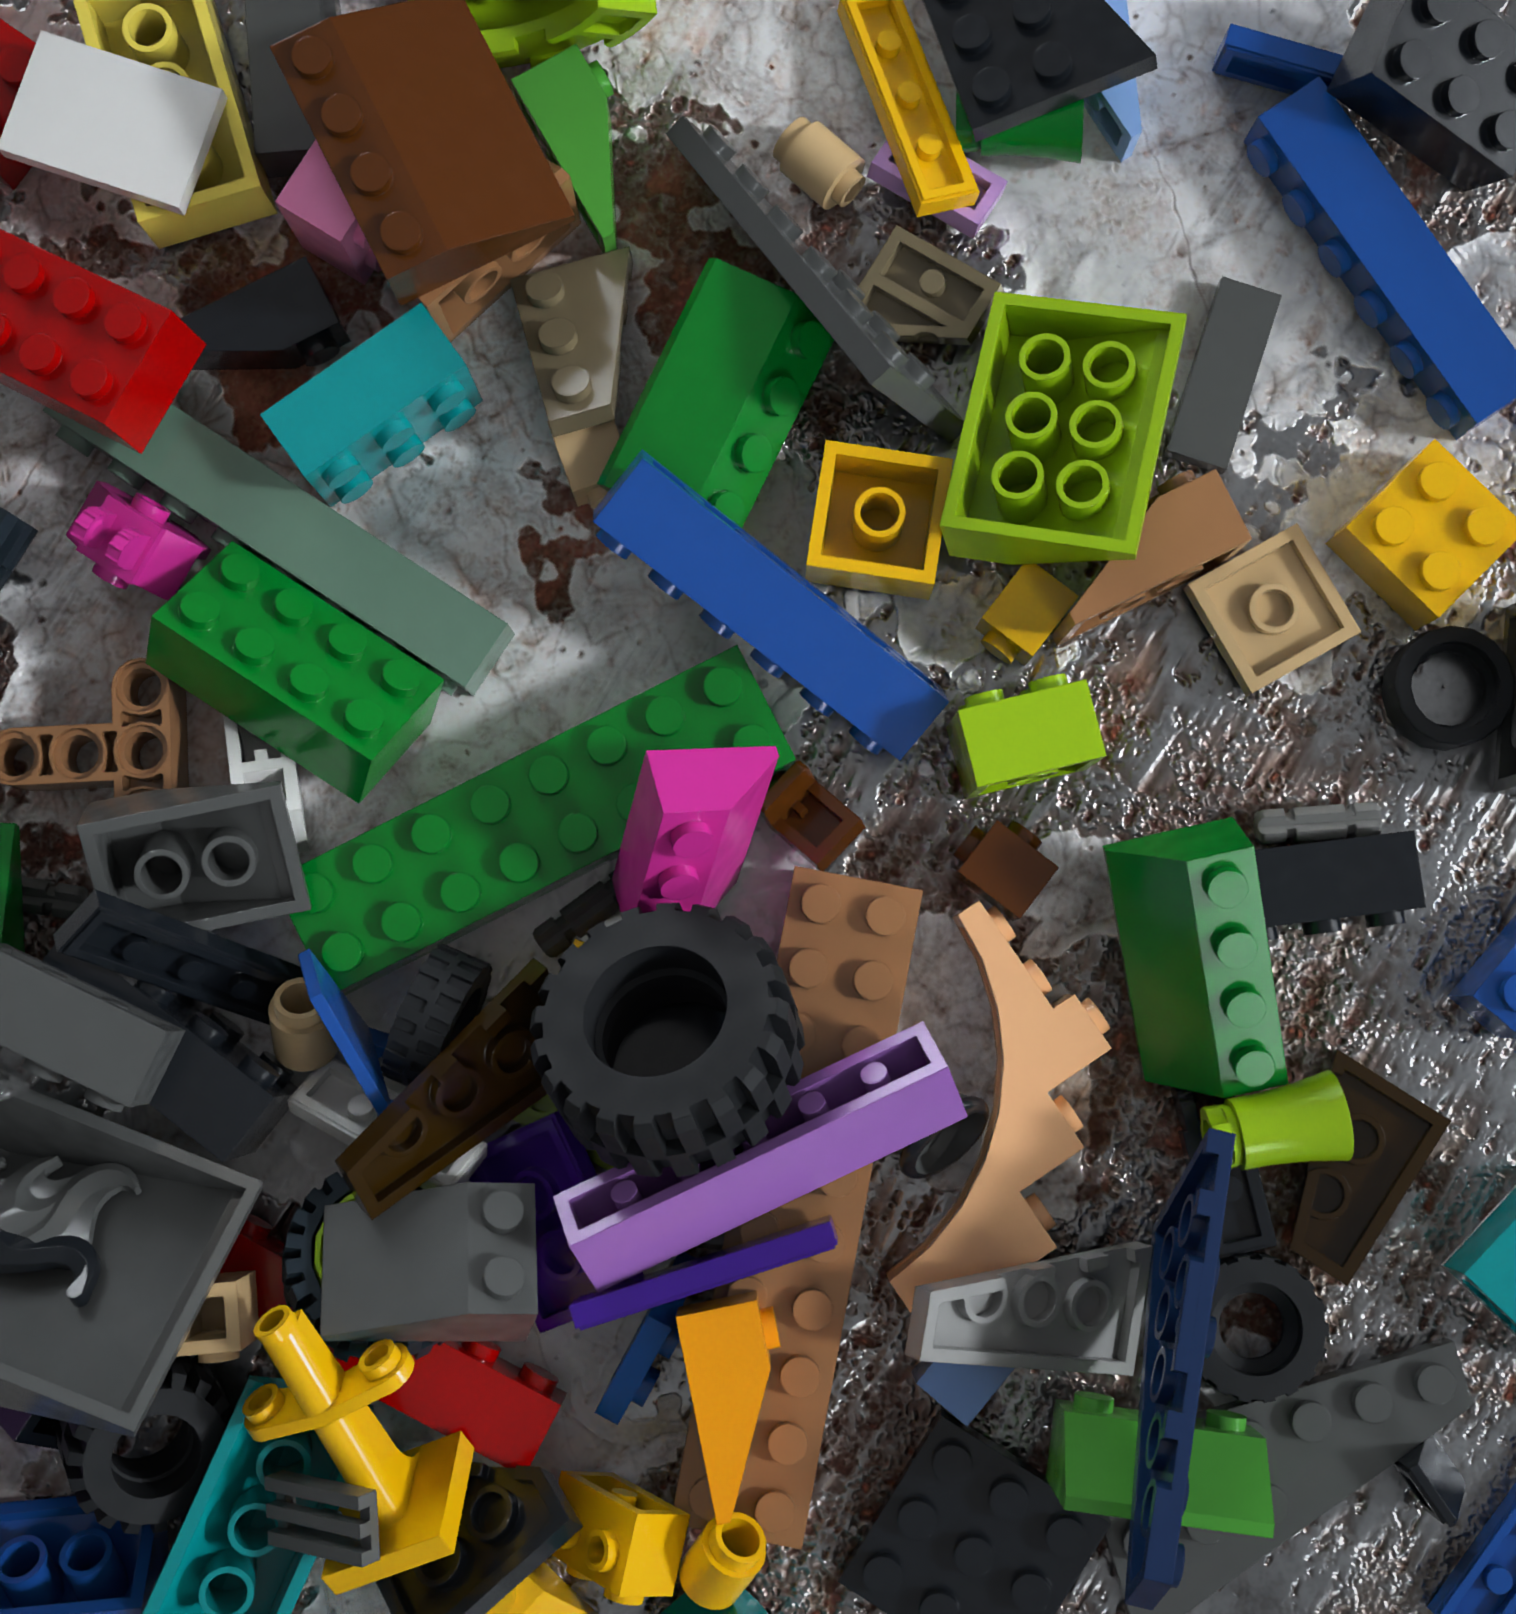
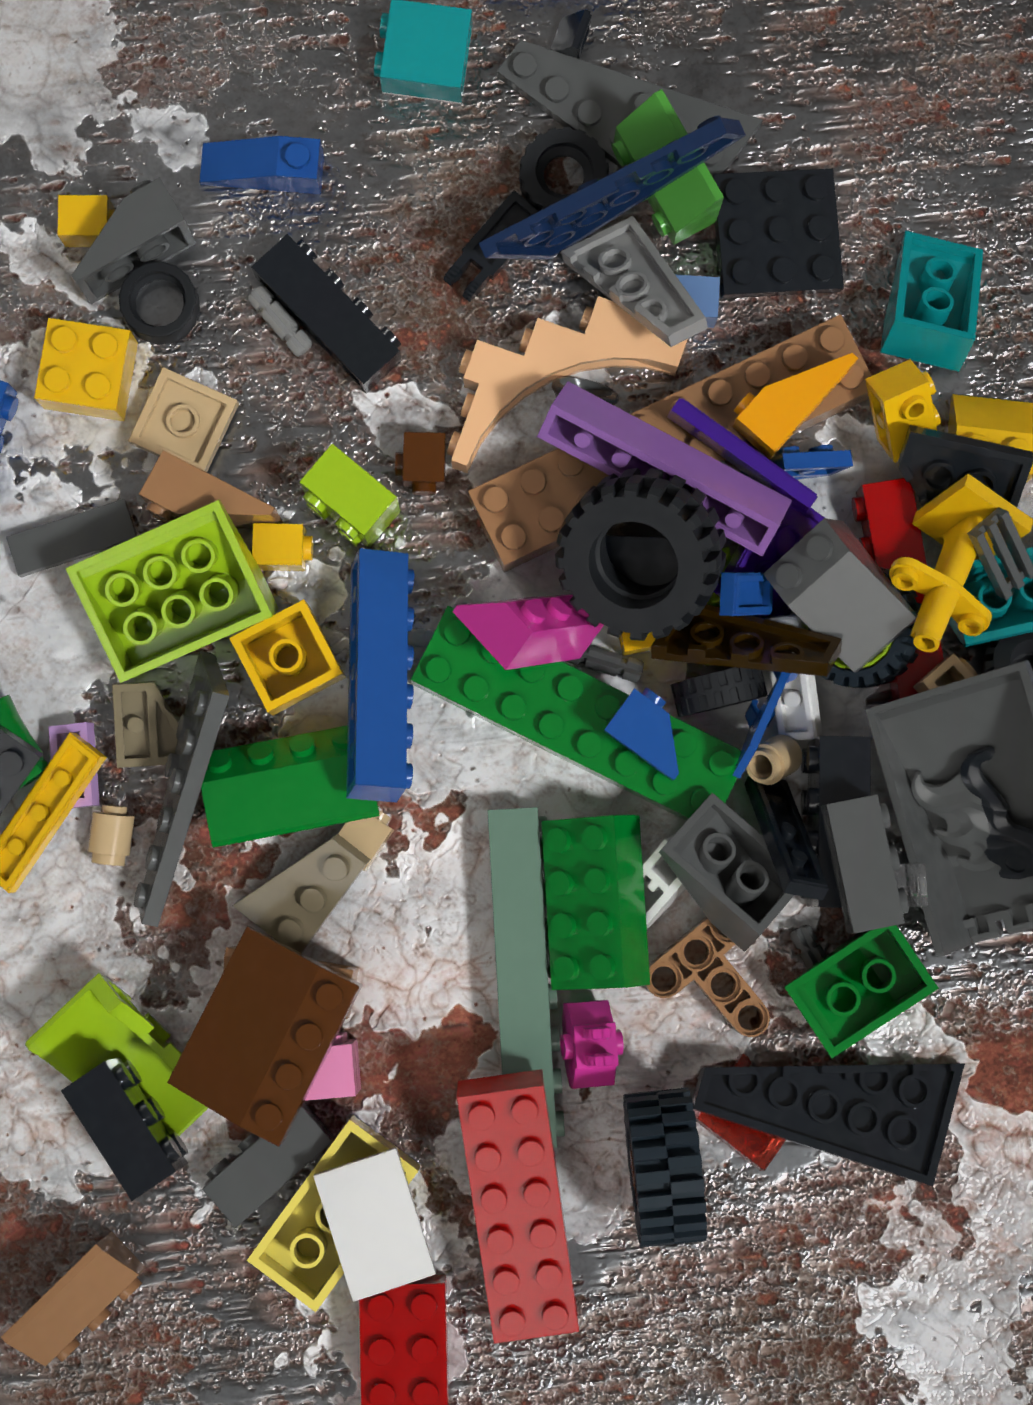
camera: 130 degrees left, 0 degrees up
(270, 324) = (416, 1065): black slope -> none
(375, 407) = (423, 966): teal brick -> none
(447, 879) = (646, 731): none -> blue slope
(524, 1139) = (745, 594): none -> blue tile
(572, 122) = (188, 983): bright green slope -> none
(723, 1561) = (875, 346): yellow brick -> none
(809, 816) = (471, 577): reddish brown bracket -> none
(1197, 959) = (400, 327): green slope -> none
(1286, 1123) = (451, 226): lime plant -> none
(1351, 1201) = (443, 176): dark brown wing -> none

